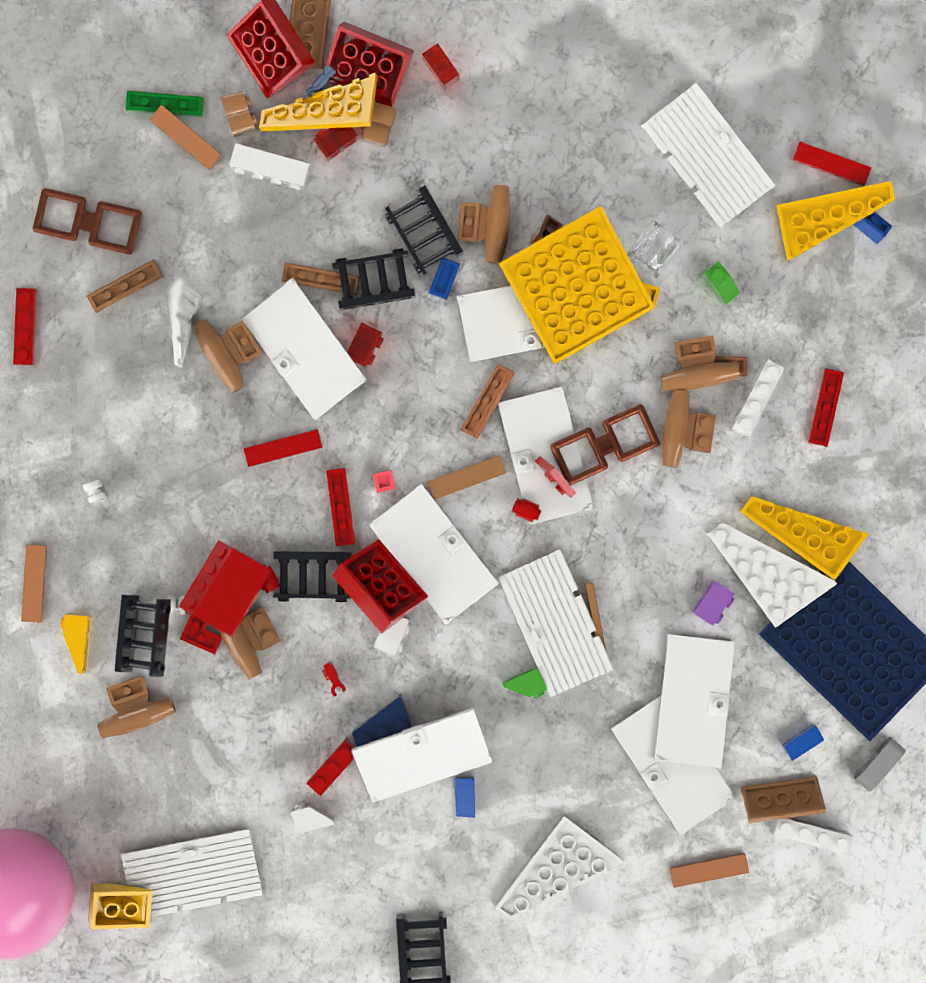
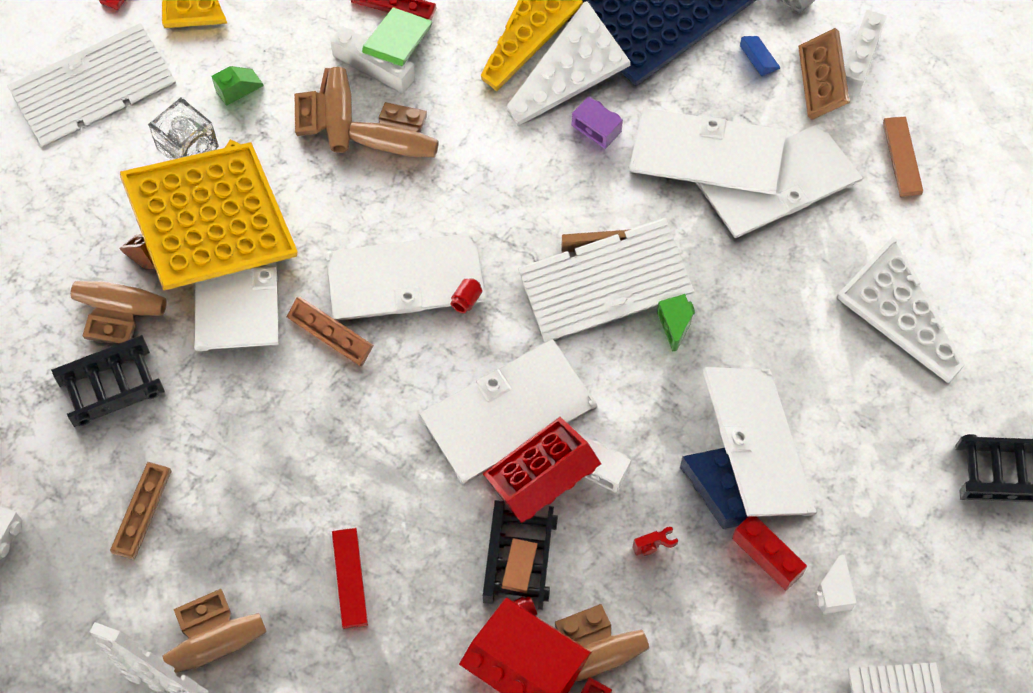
camera: 80 degrees left, 25 degrees down
(300, 577) = (519, 565): none -> nougat tile
(304, 349) = (225, 534): white door -> none
(340, 507) = (435, 512): red plate -> none
(365, 344) = (235, 463): clear red brick -> none
(367, 298) = (177, 453): black fence -> none
(384, 481) = (410, 457): coral plate -> none
(444, 278) = (171, 367): blue tile -> none
(465, 797) = (812, 402): blue slope -> none
(466, 477) = (418, 364): medium nougat tile -> none
(553, 475) = (430, 259): wing -> none
(605, 444) = (401, 213): copper bar -> none
(779, 418) = (397, 36): none -> tile

